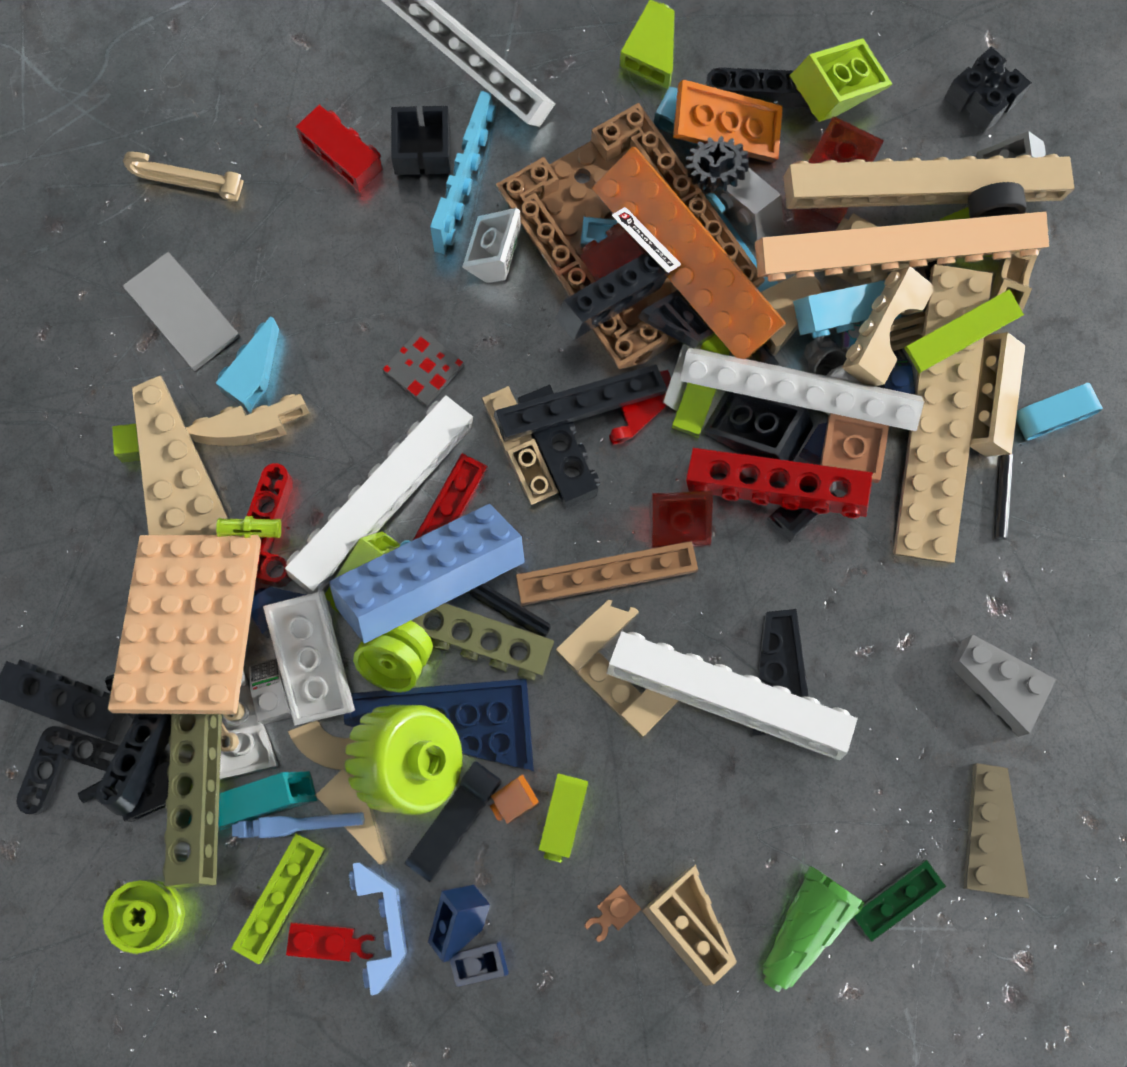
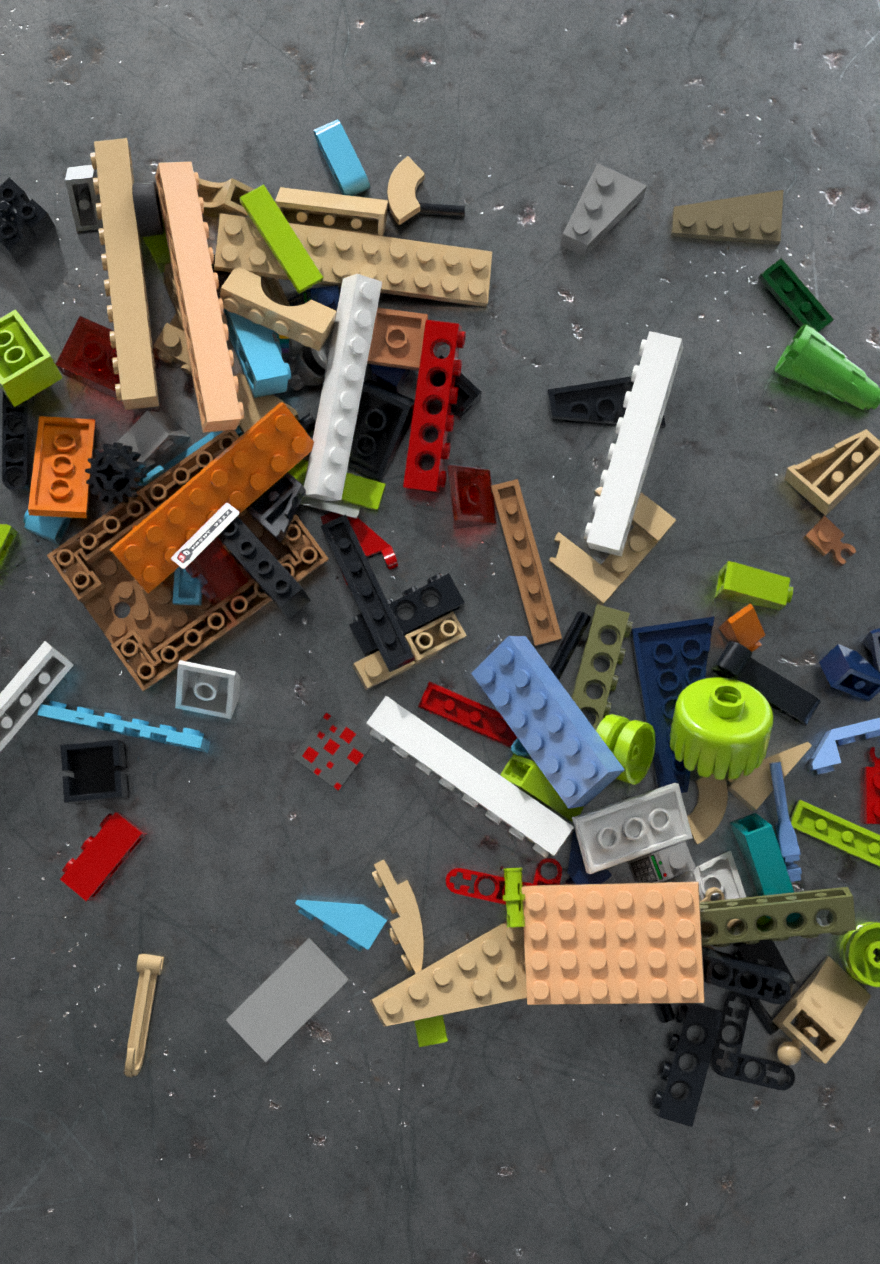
camera: 90 degrees left, 5 degrees up
(98, 853) = (823, 1009): none -> tan slope
(1023, 471) = (402, 190): none -> tan tile

